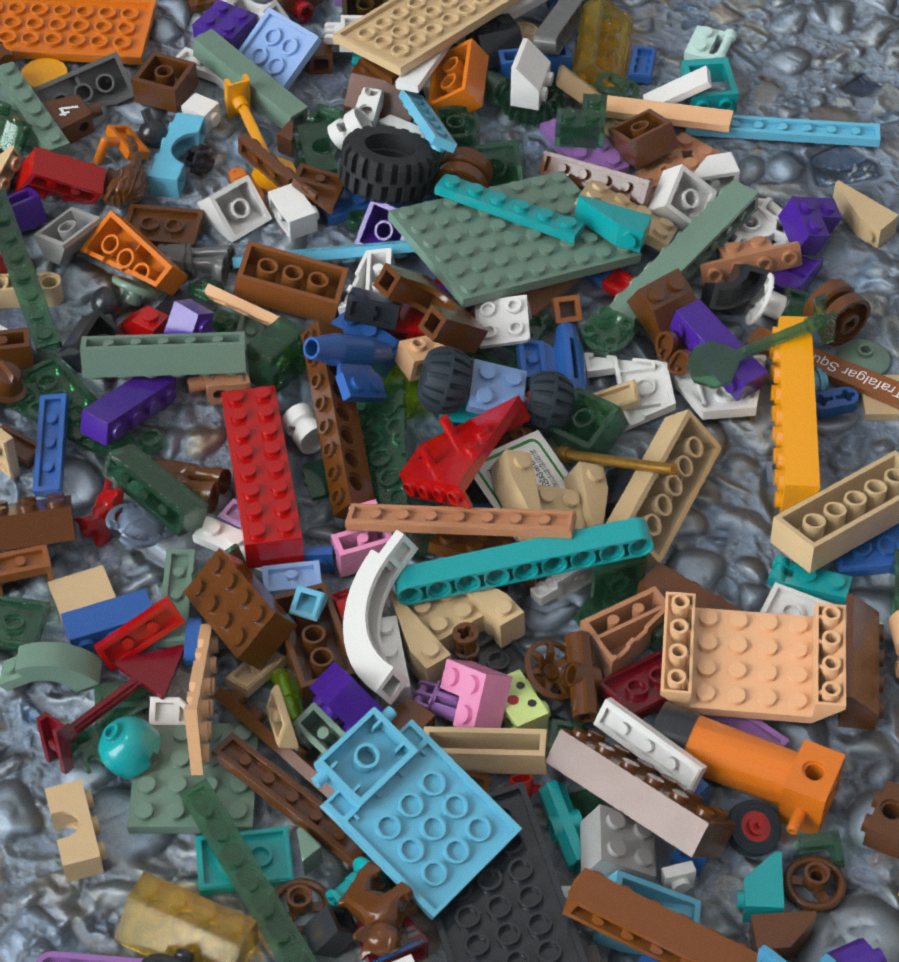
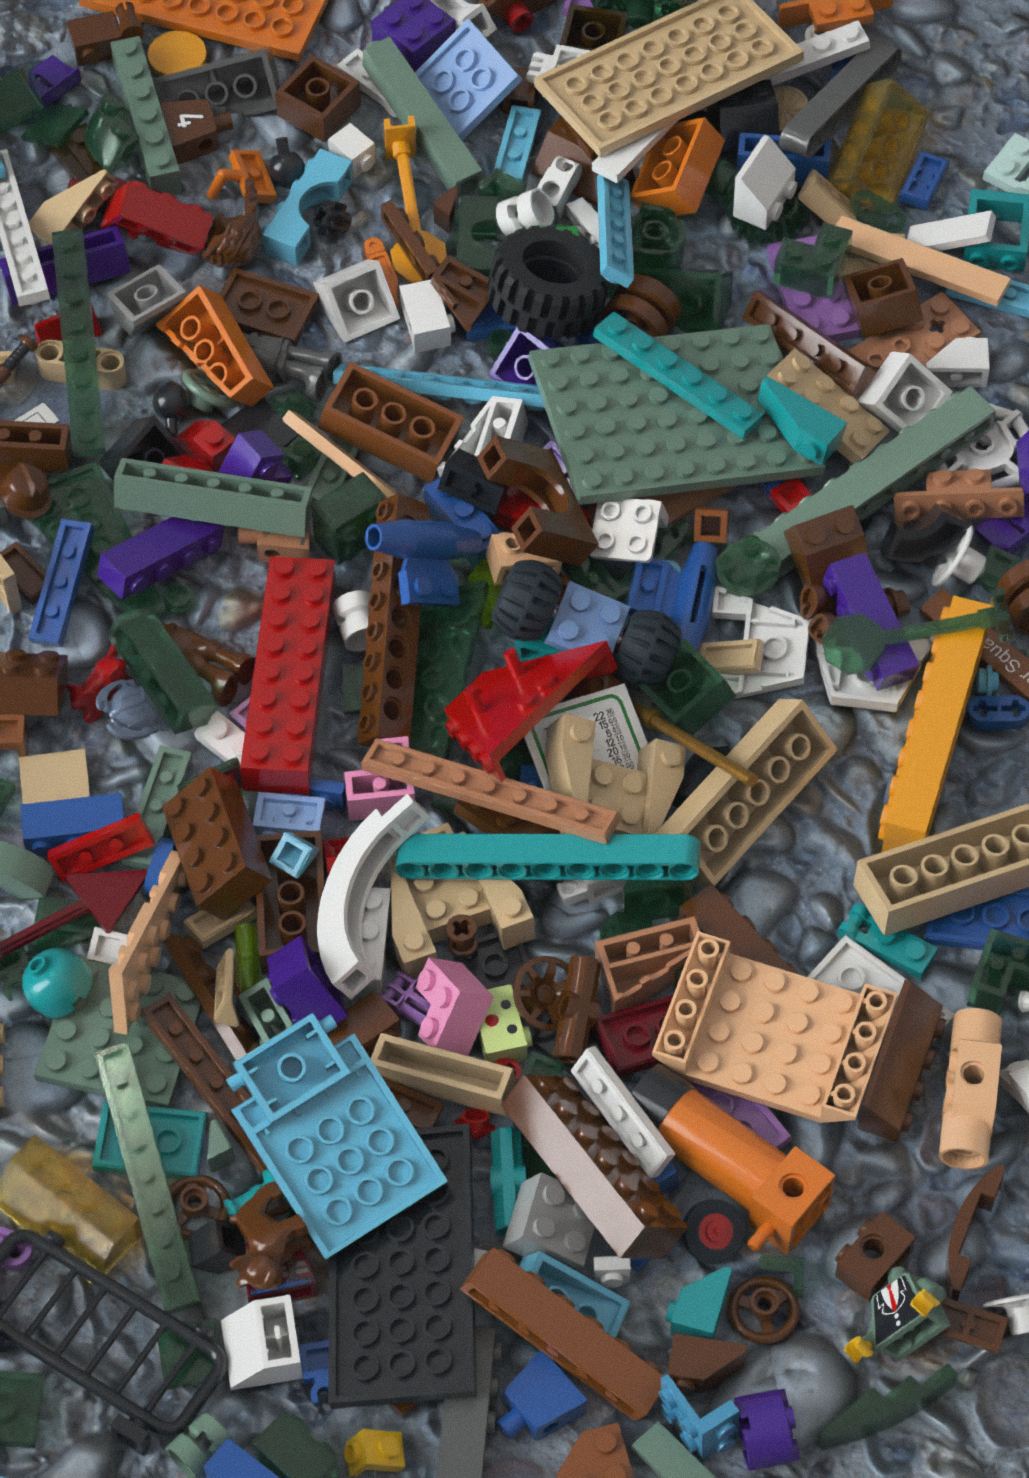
camera: 15 degrees right, 10 degrees up
(328, 85) = (518, 141): none -> medium azure plate

